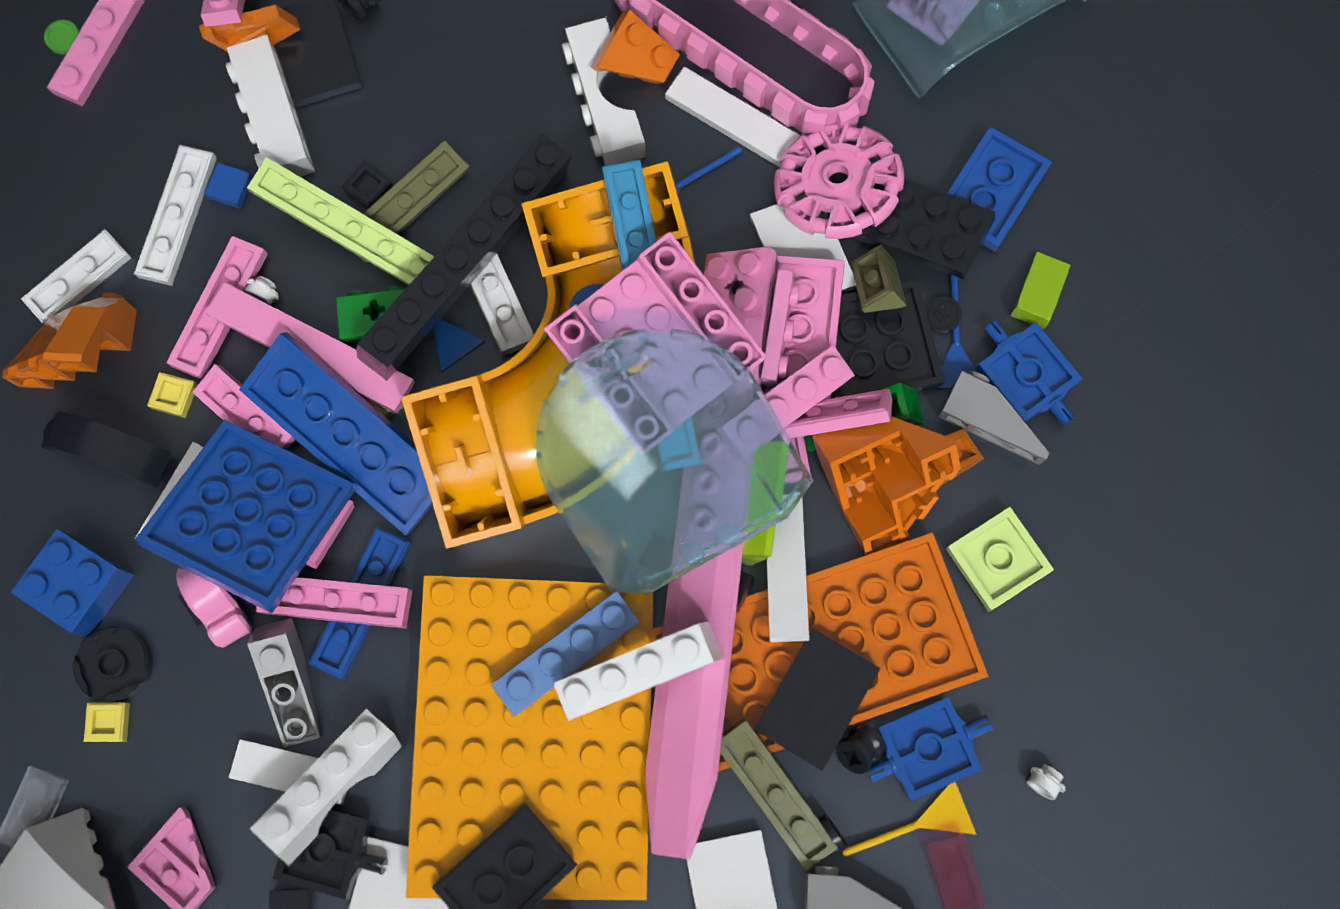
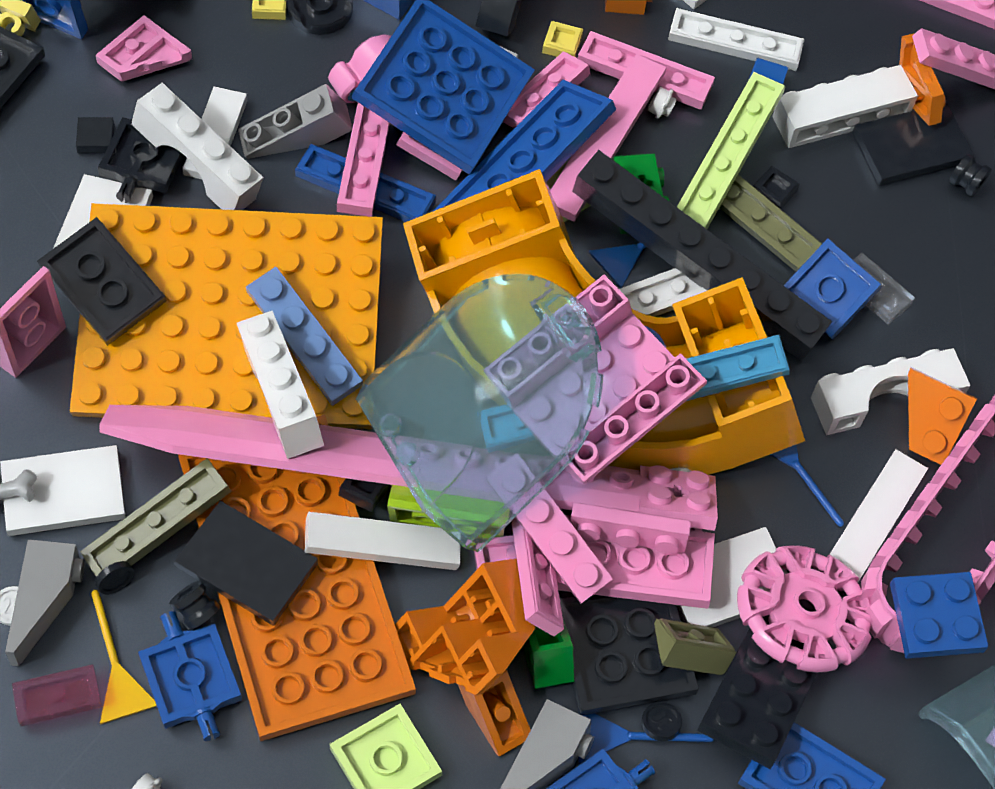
camera: 80 degrees right, 15 degrees down
(489, 98) = (891, 298): none -> clear plate
(493, 136) = (833, 286): none -> blue plate
(857, 60) = (938, 615): none -> blue plate

